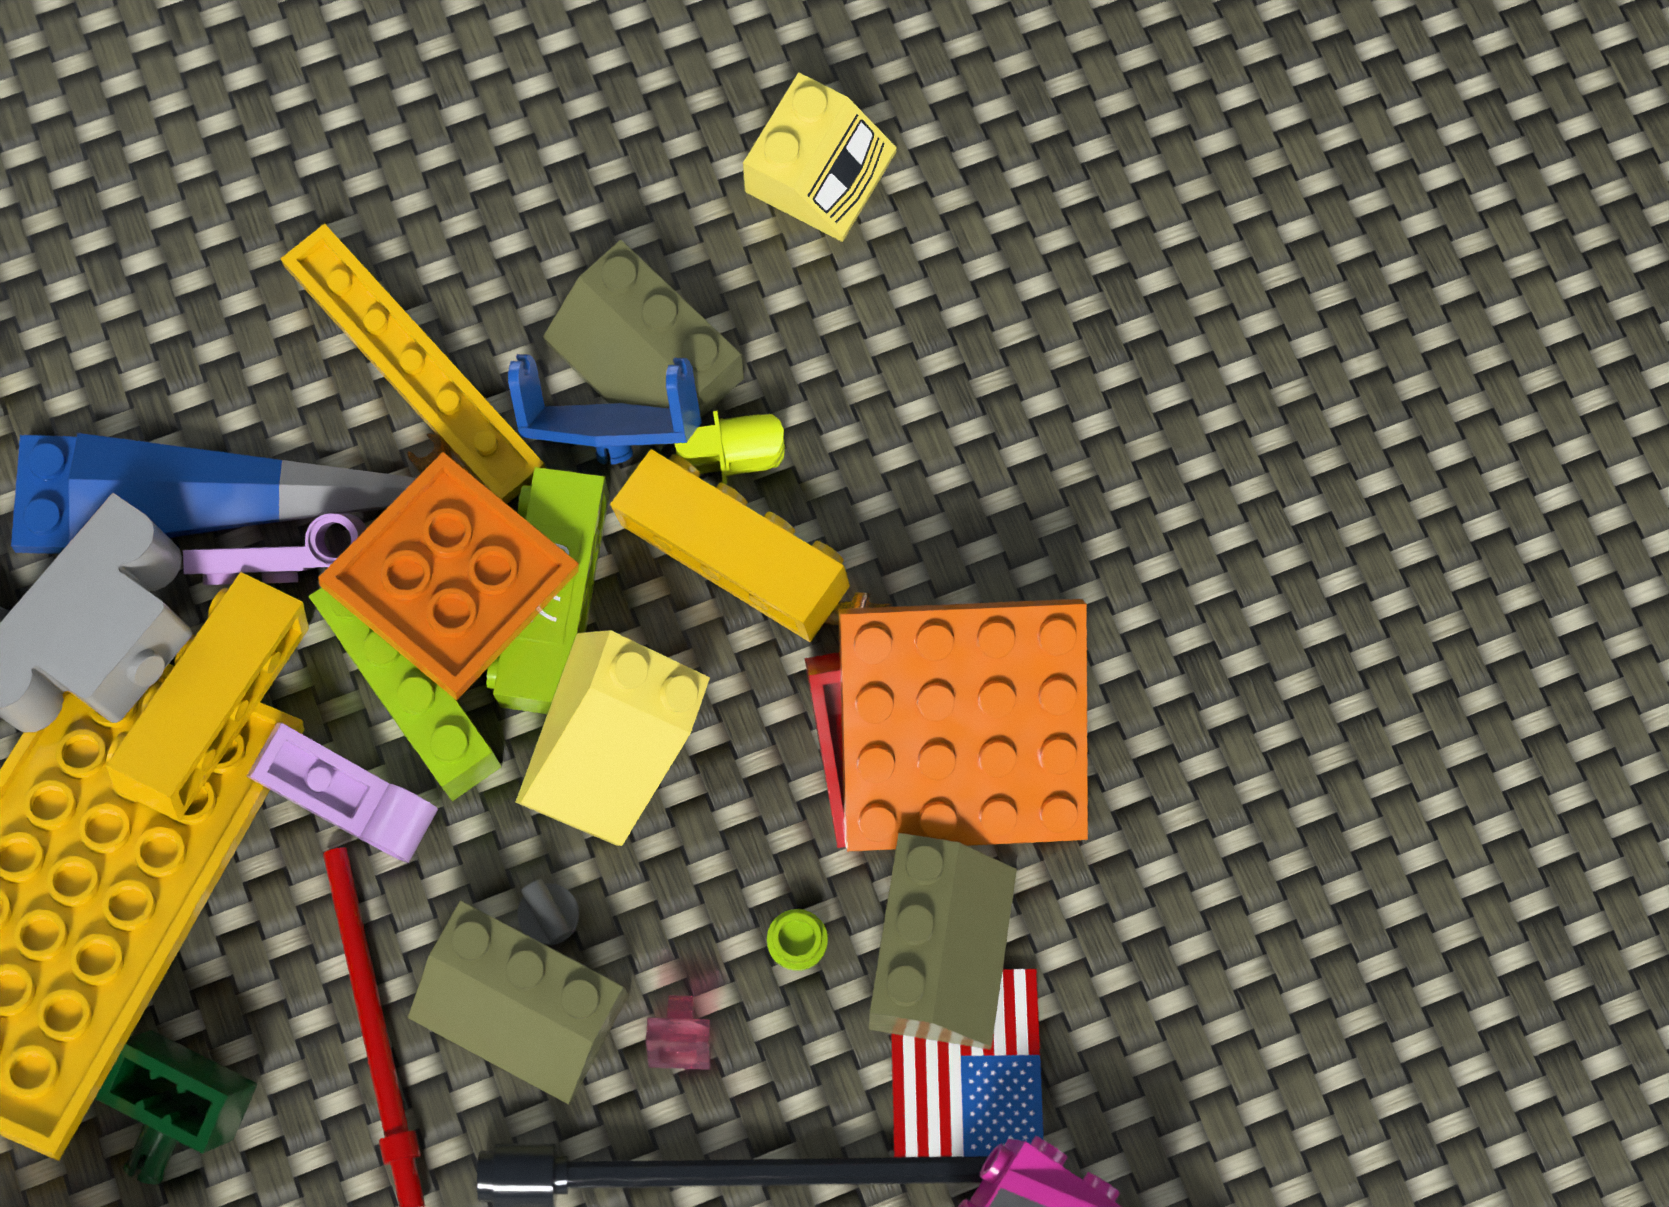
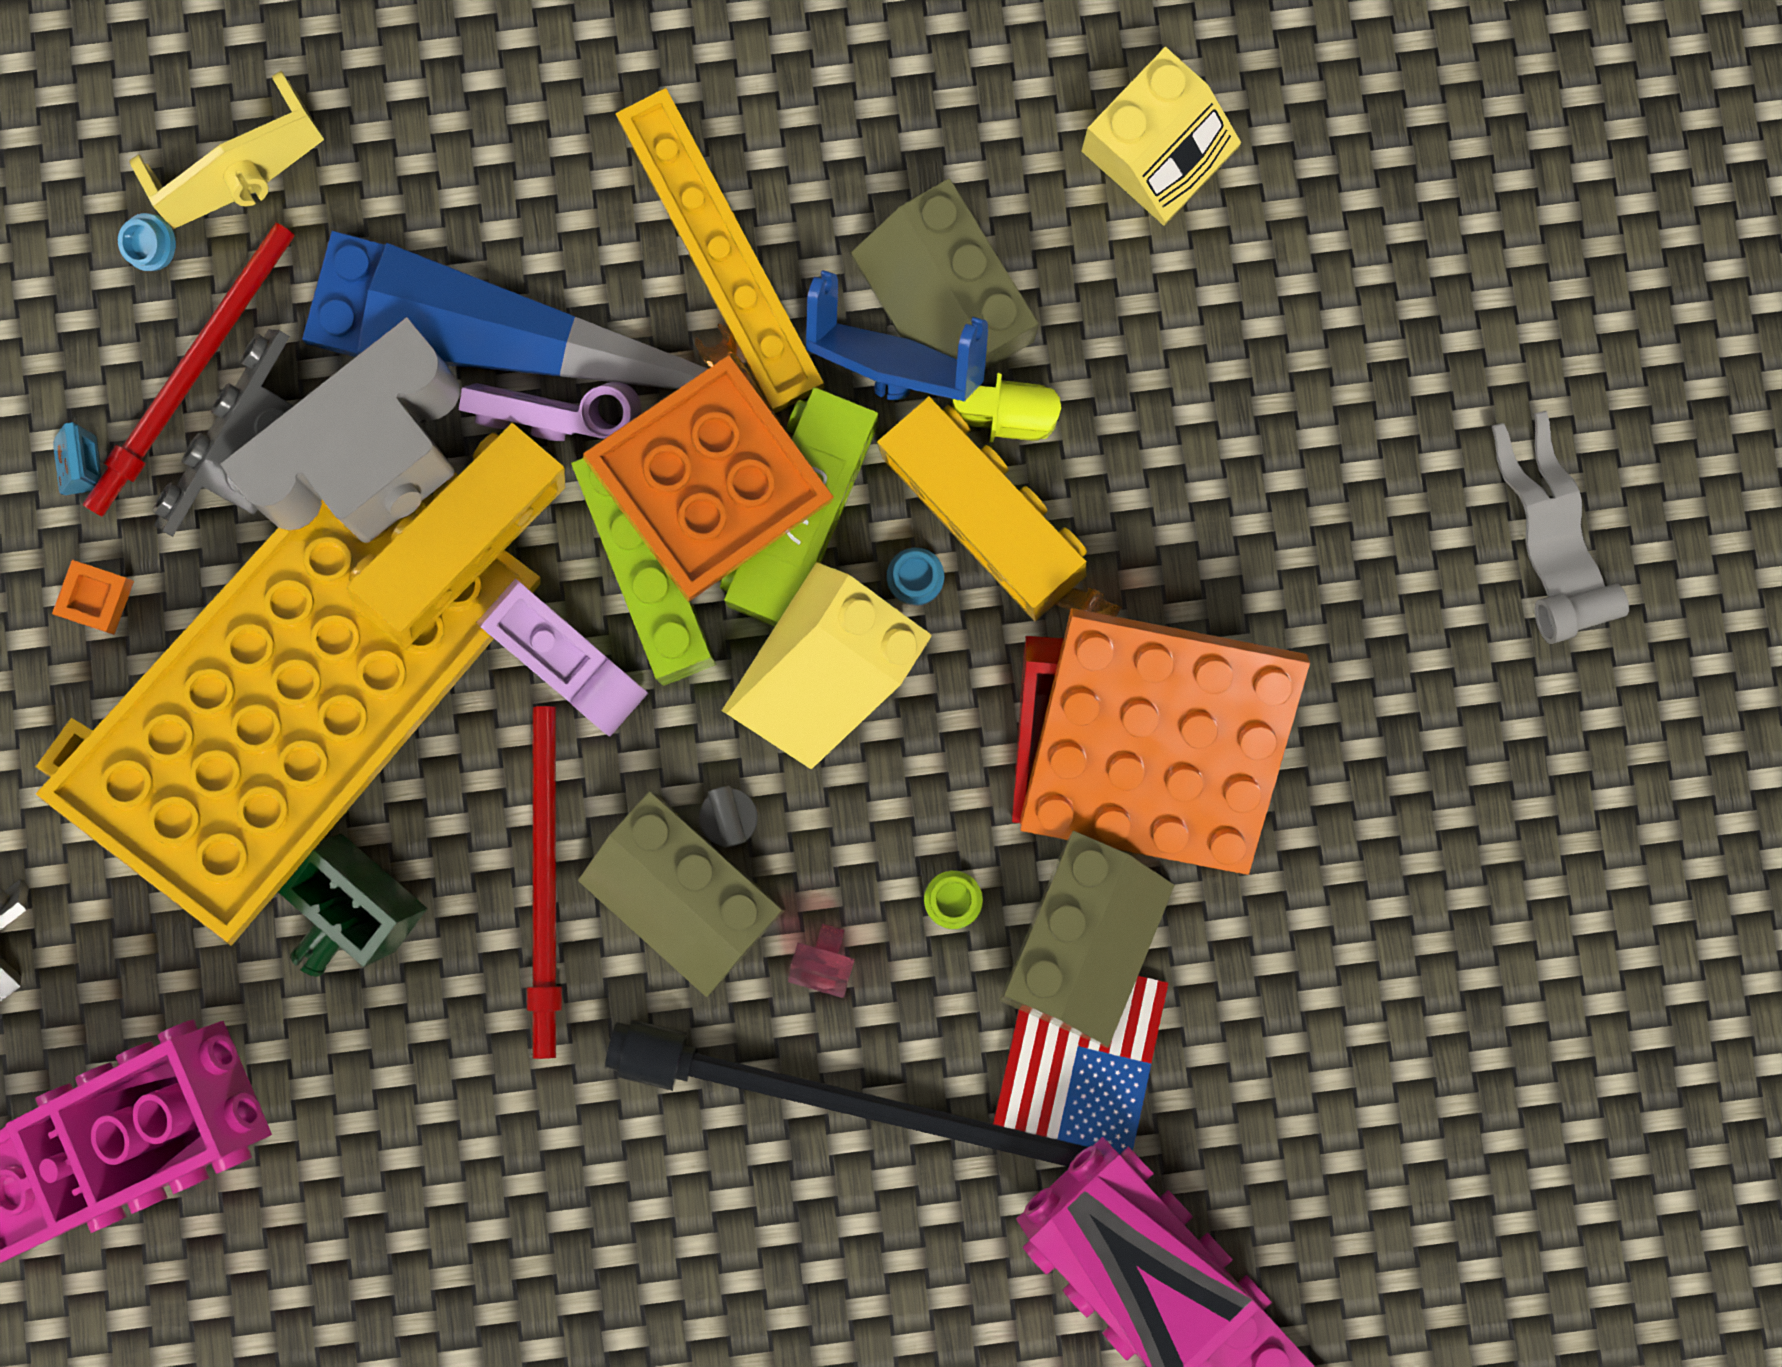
camera: 15 degrees right, 10 degrees up
(681, 629) = (915, 576): none -> dark azure plate
(1299, 445) = (1556, 542): none -> light grey flag

